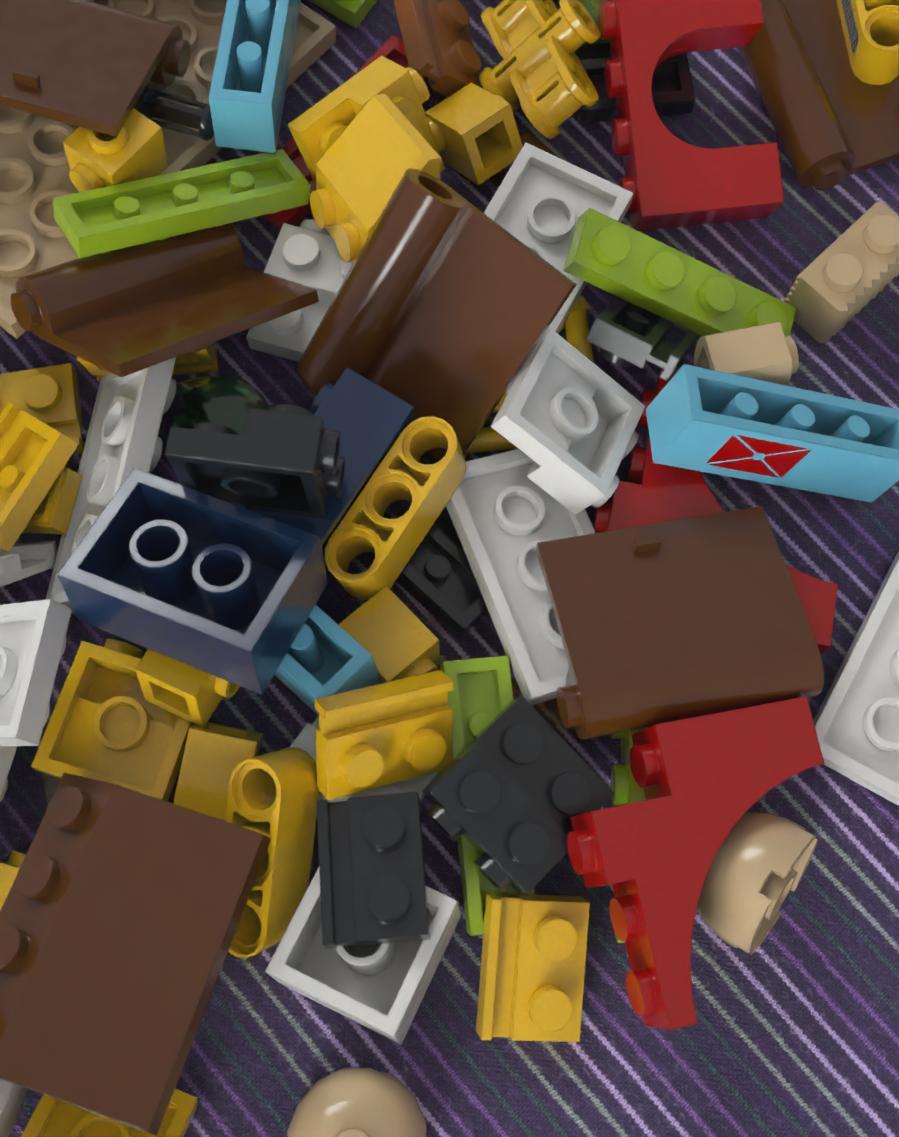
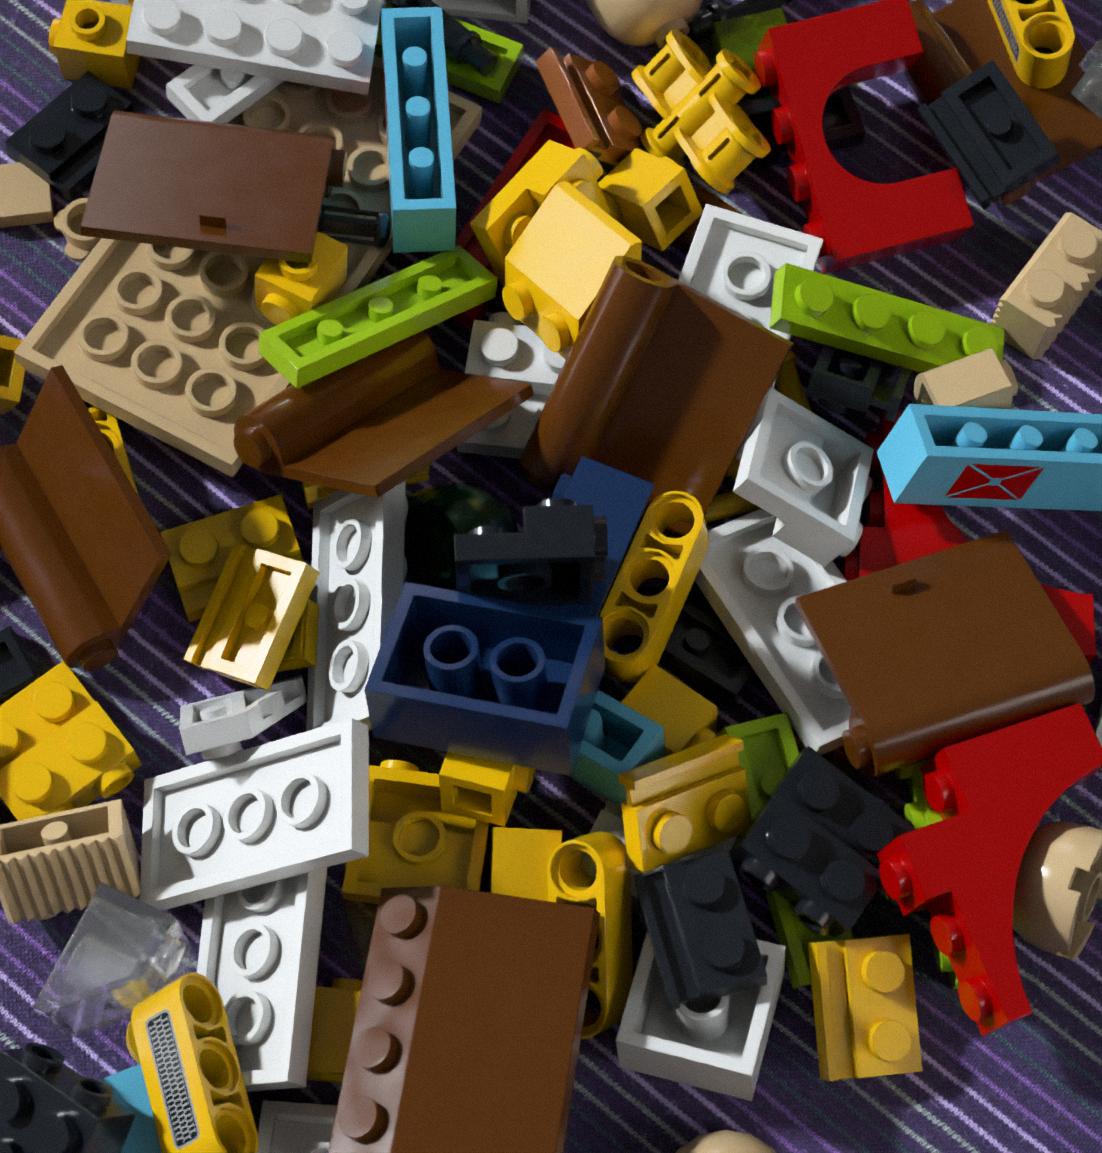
camera: 10 degrees left, 5 degrees down
(815, 114) = (989, 134): none -> black plate

